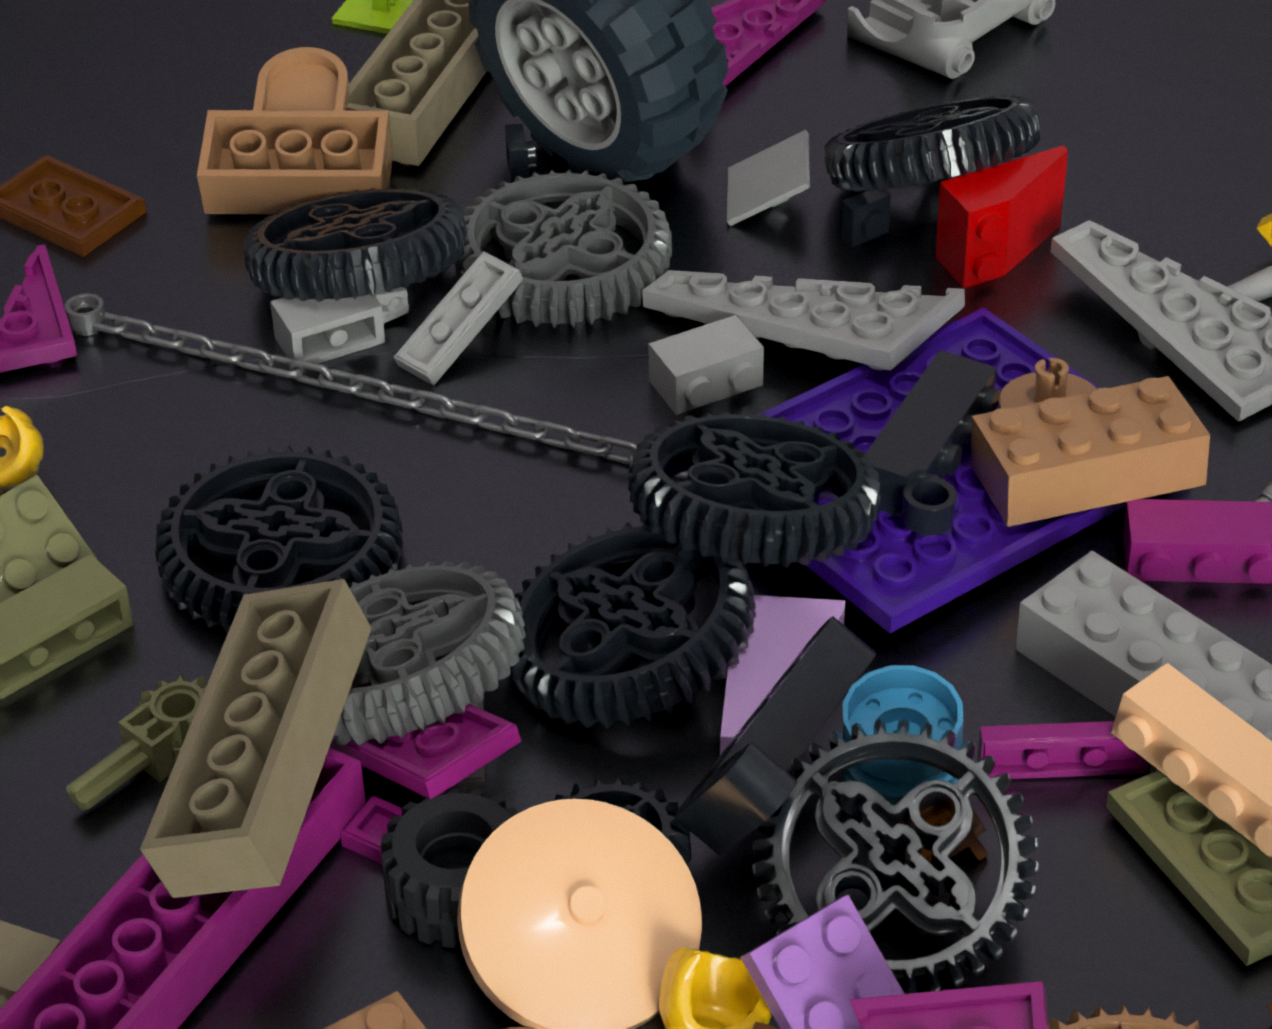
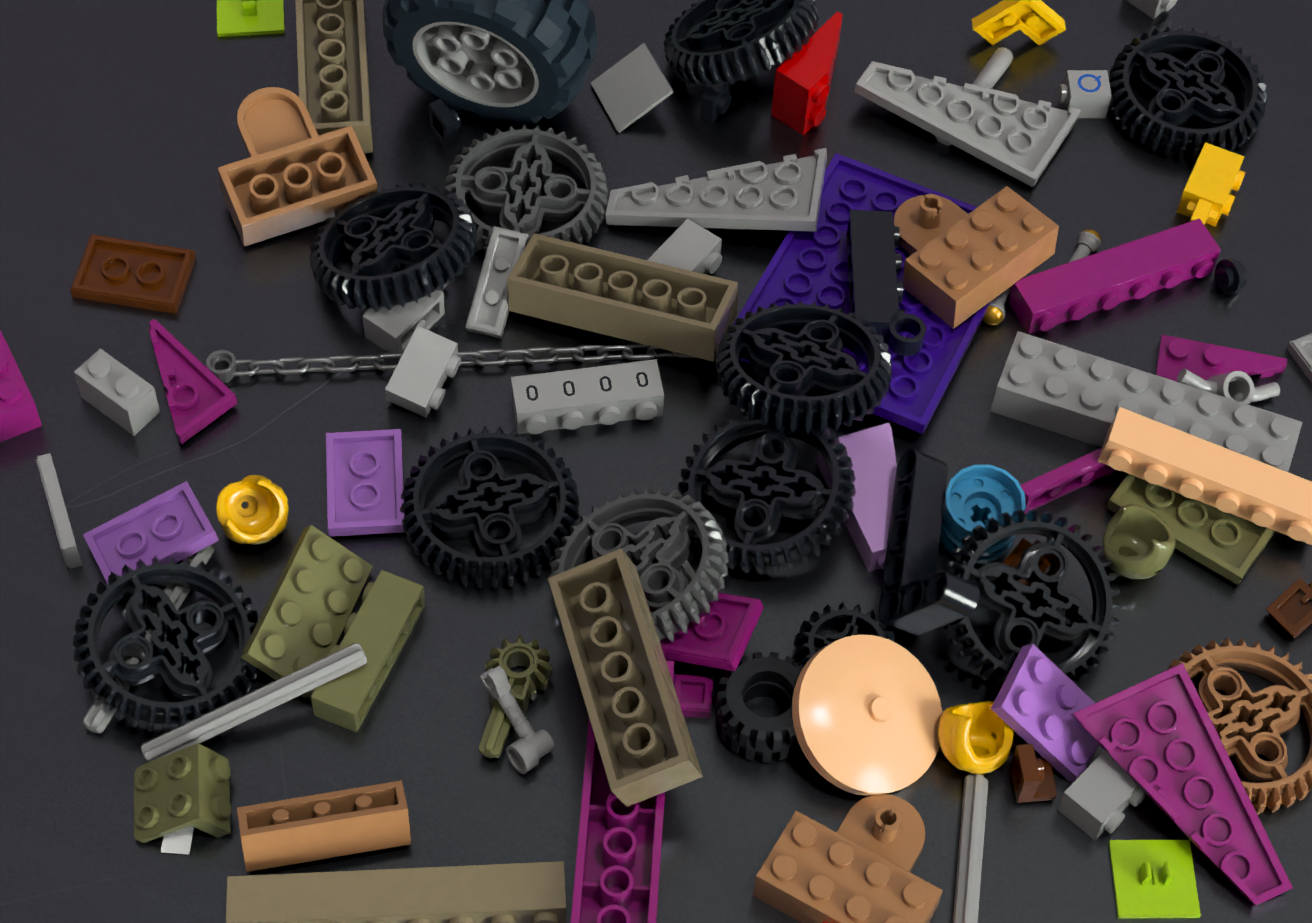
camera: 30 degrees left, 15 degrees up
(132, 808) = (530, 745): none -> light grey brick
(148, 468) = (364, 482): none -> medium lavender plate
(298, 376) = (422, 372): none -> light grey brick
(484, 465) = (587, 396): none -> light grey brick
(585, 361) = (622, 296): none -> dark tan brick
(1093, 534) = (995, 312): none -> piece
(1111, 850) = (1137, 542): none -> olive piece

